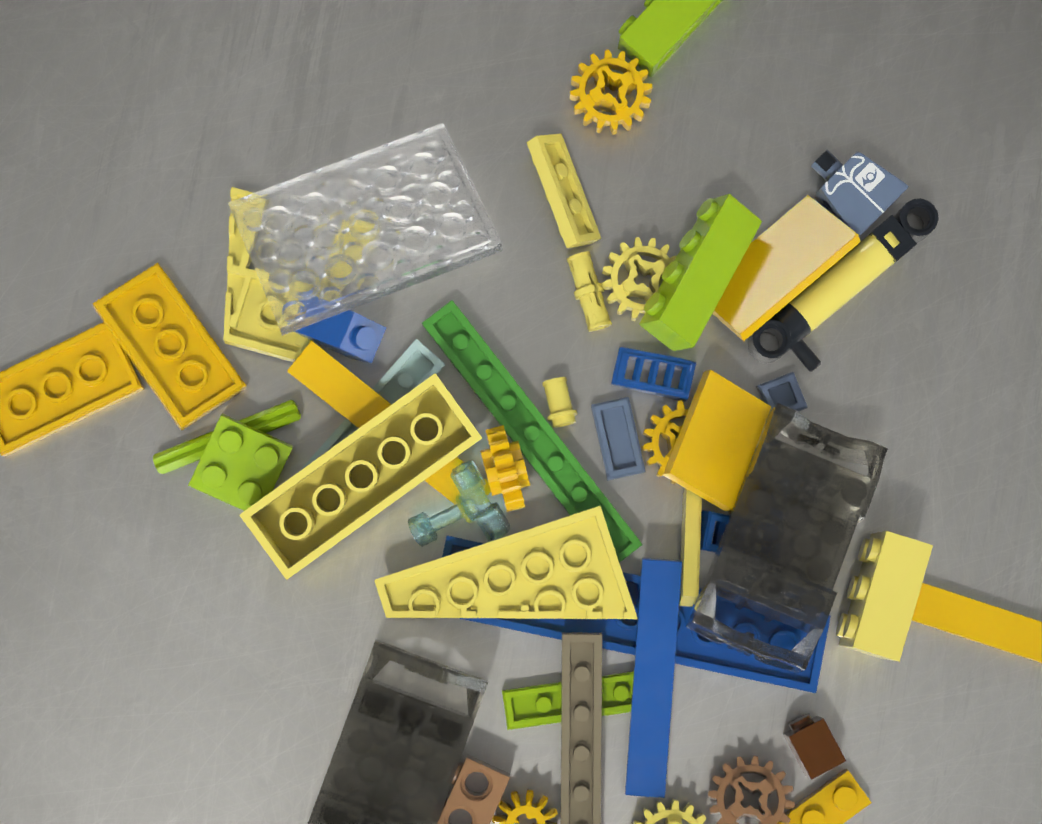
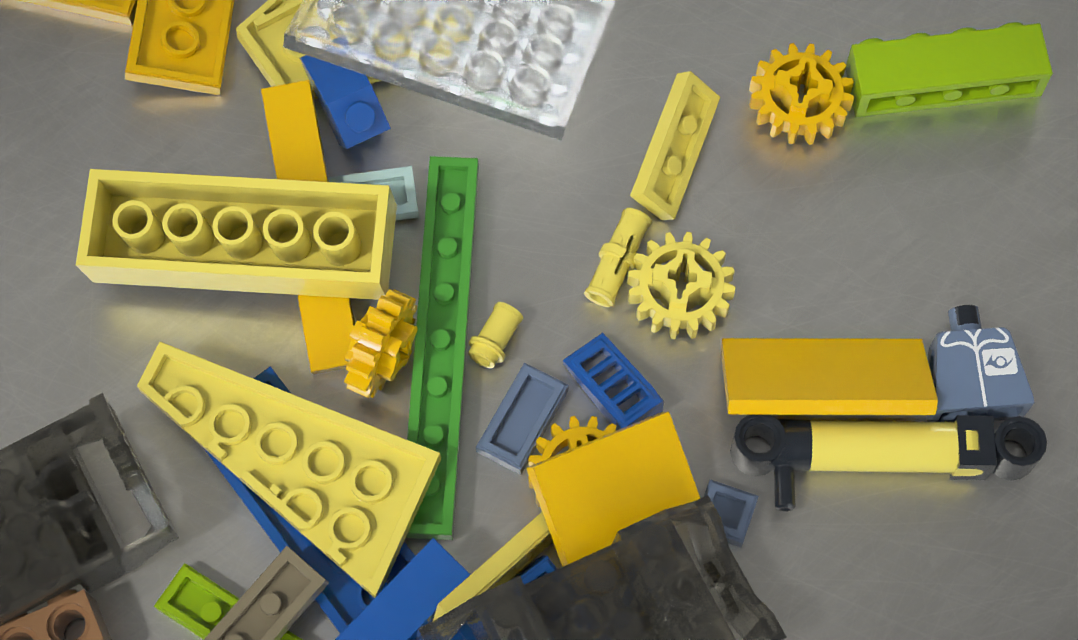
camera: 45 degrees right, 15 degrees down
(193, 449) = (161, 119): lime axle -> none
(239, 463) = (146, 137): lime plate -> none
(471, 505) = (317, 355): clear light blue bar -> none
(700, 272) = (741, 314): lime brick -> none

